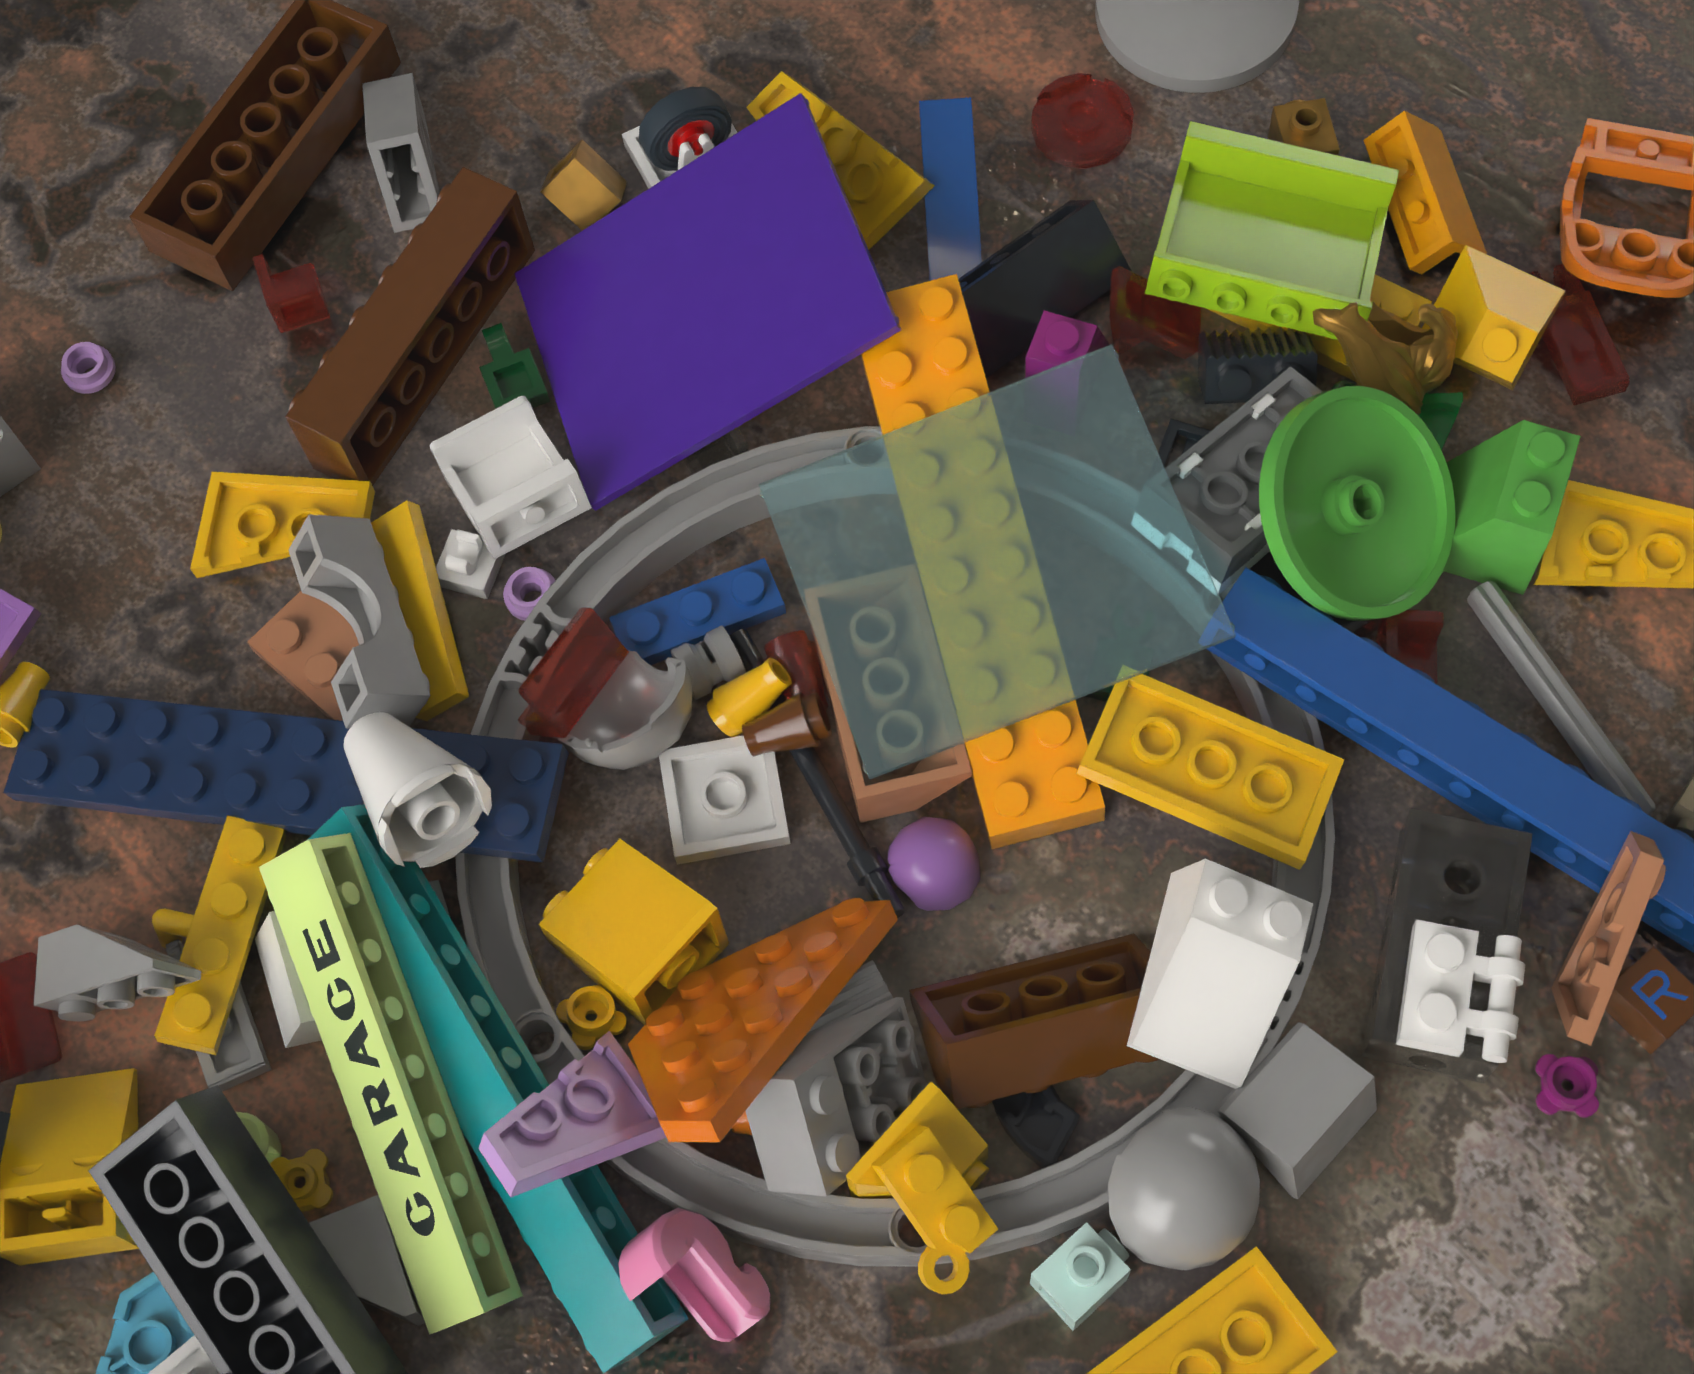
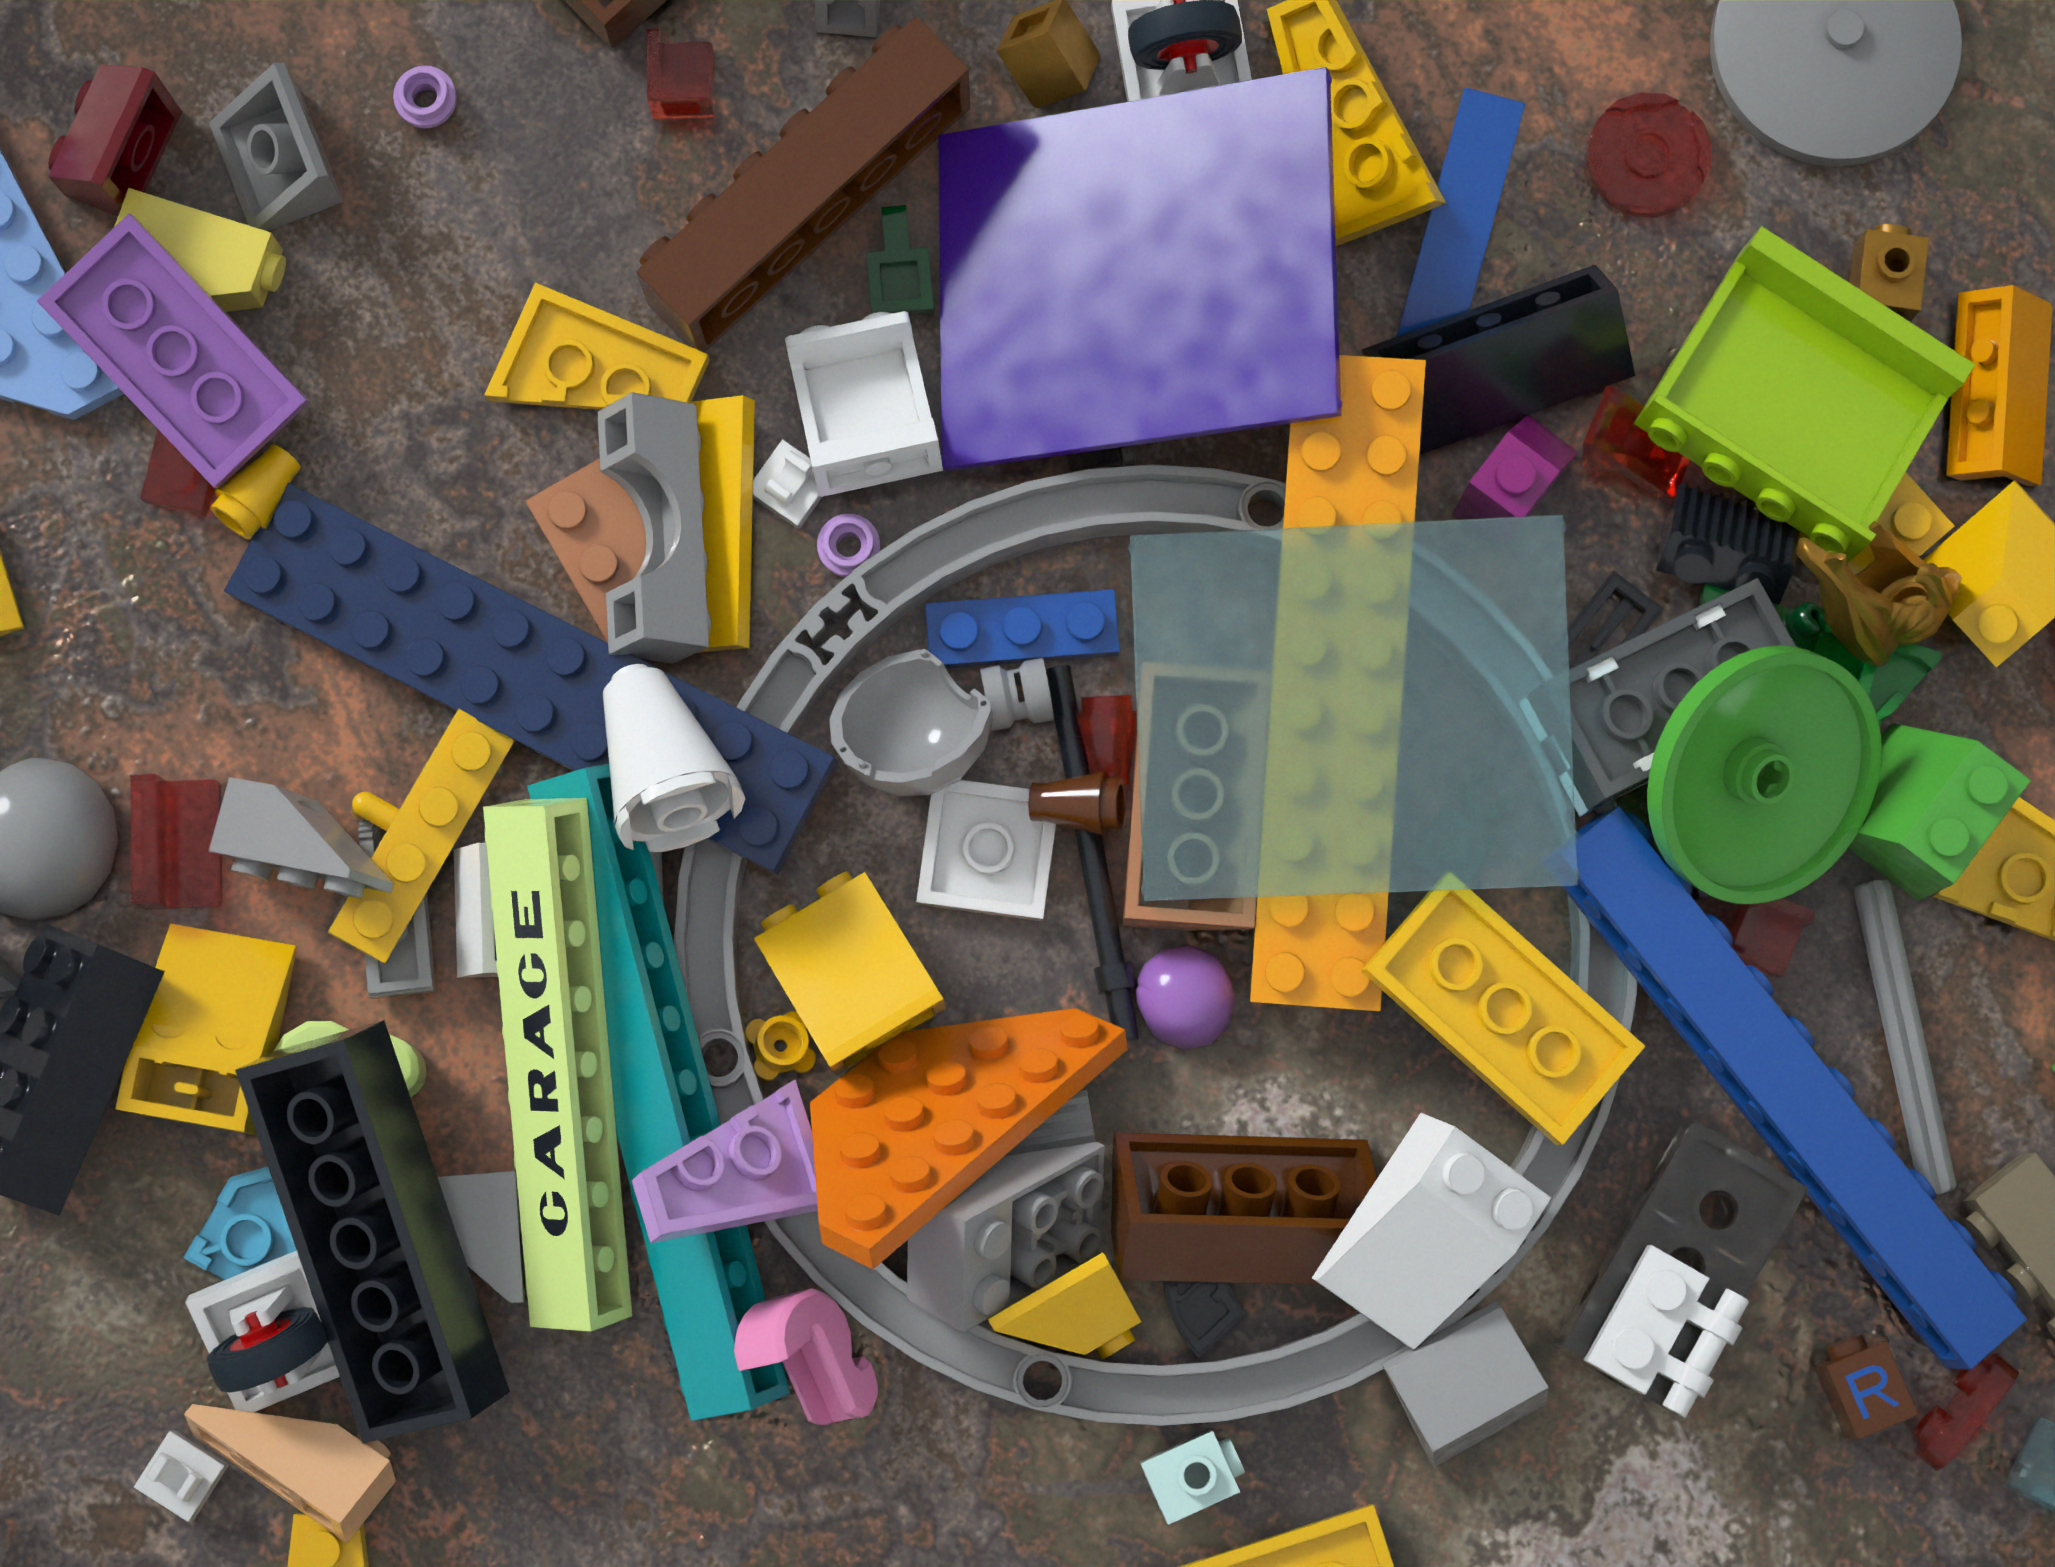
camera: 10 degrees right, 15 degrees up
(311, 1166) = (453, 1111): yellow plate -> none
(570, 675) = (865, 679): clear red panel -> none
(747, 696) = (1046, 752): yellow cone -> none
(936, 1205) = (1068, 1372): yellow hinge -> none
(1184, 1190) = (1321, 1431): light grey cylinder -> none
(1579, 1072) = (1764, 1439): magenta plate -> none
(1606, 936) = (1836, 1322): nougat wing -> none

